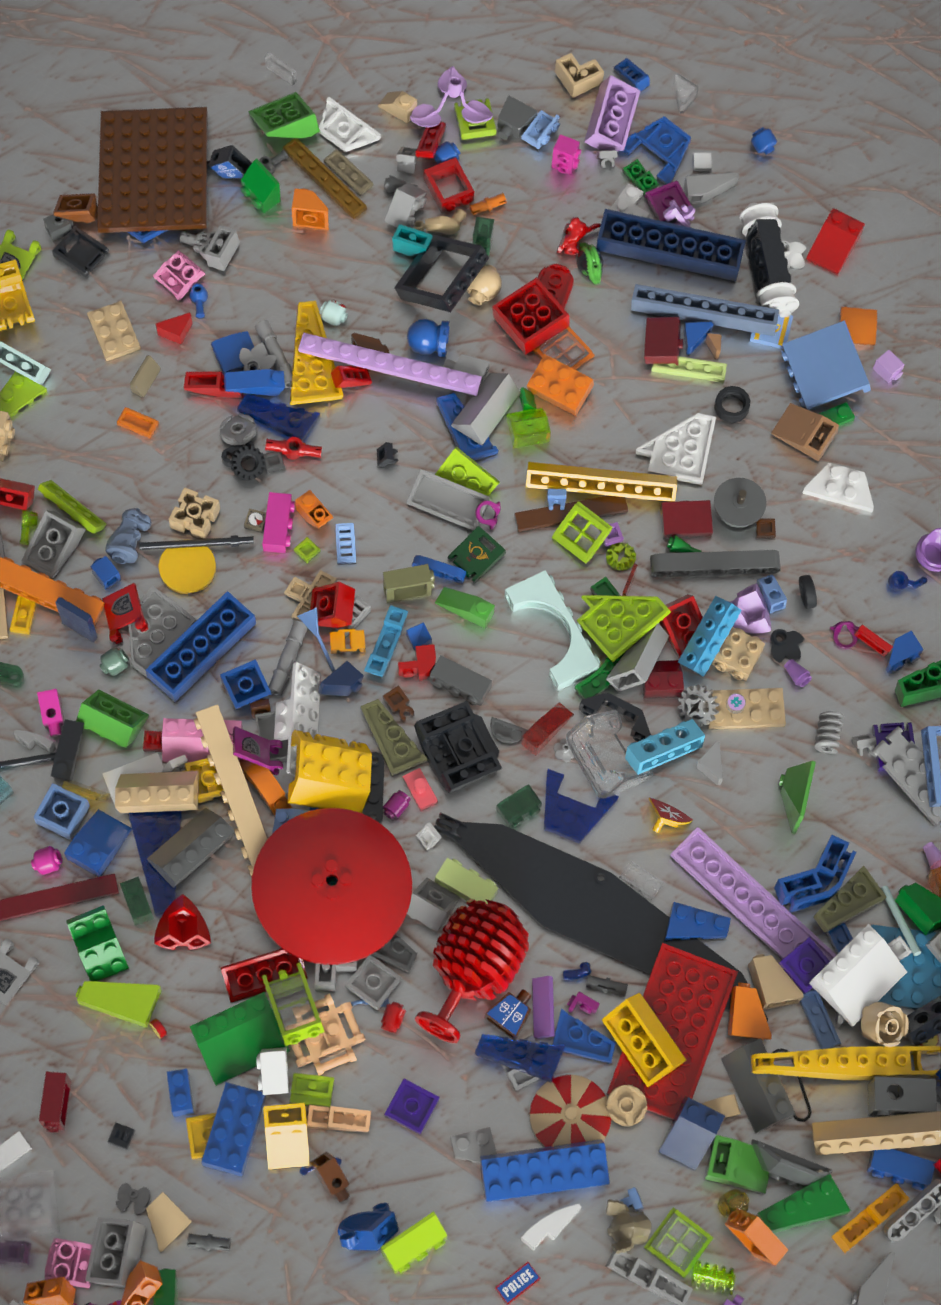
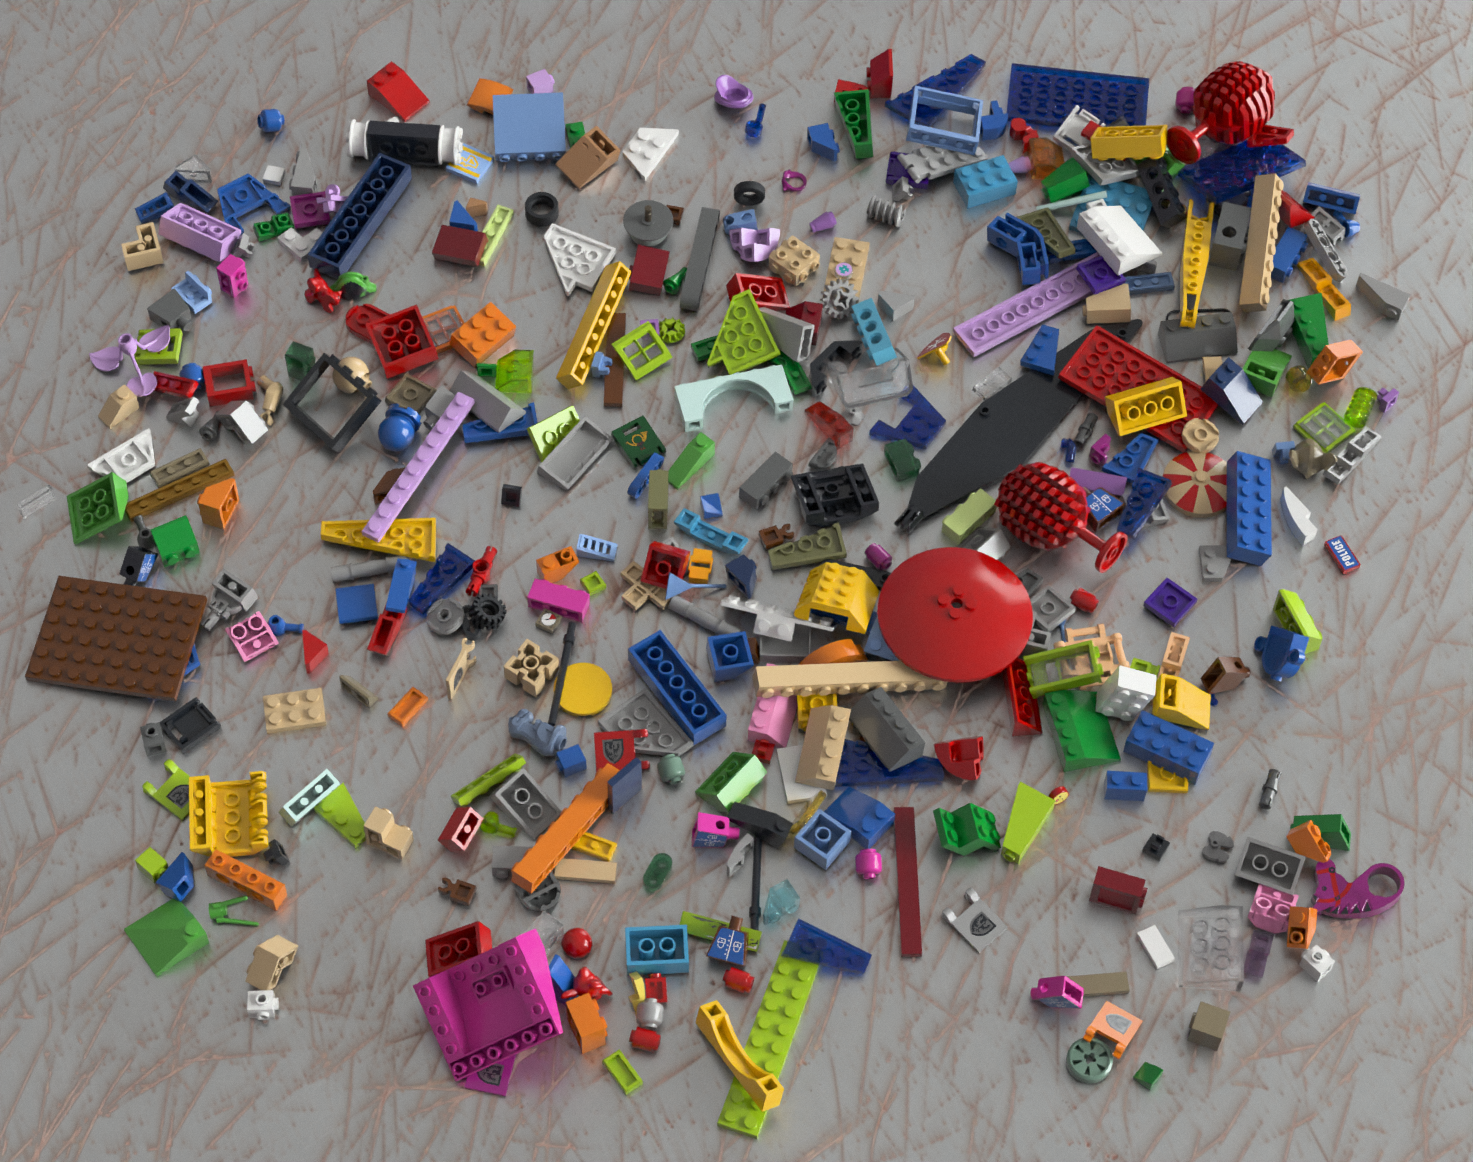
camera: 75 degrees left, 10 degrees down
(77, 207) = (141, 710): dark orange slope -> none
(136, 901) = (928, 790): clear green brick -> none
(166, 1220) = (1244, 820): tan slope -> none
(176, 764) = (796, 732): white tile -> none
(177, 452) = (460, 668): none -> tan flag
(256, 357) = (372, 582): light grey plate -> none
(256, 749) = (803, 653): magenta flag -> none
(333, 312) = (339, 508): light aqua head -> none
(341, 373) = (417, 508): red slope -> none
(410, 241) = (284, 423): teal slope -> none
(420, 789) = (865, 536): coral tile -> none
(422, 666) = (742, 506): red brick -> none
(428, 836) = (915, 537): white tile -> none
(479, 341) = (410, 393): none -> dark tan tile
(488, 204) = (260, 355): orange pin -> none
(491, 522) = (597, 416): magenta piece -> none
(630, 580) = (704, 323): clear red piece -> none
(657, 96) = (189, 193): none -> dark blue slope
(705, 309) = (440, 204): sand blue brick -> none
(709, 636) = (777, 271): dark azure brick -> none
(747, 1014) = (1135, 327): orange slope -> none
(788, 647) = (793, 225): black plate -> none
(795, 792) = (945, 241): bright green slope -> none
(873, 640) = (807, 159): red tile -> none
(884, 1024) = (1165, 230): tan brick -> none
(900, 825) = (985, 181): none -> dark azure brick

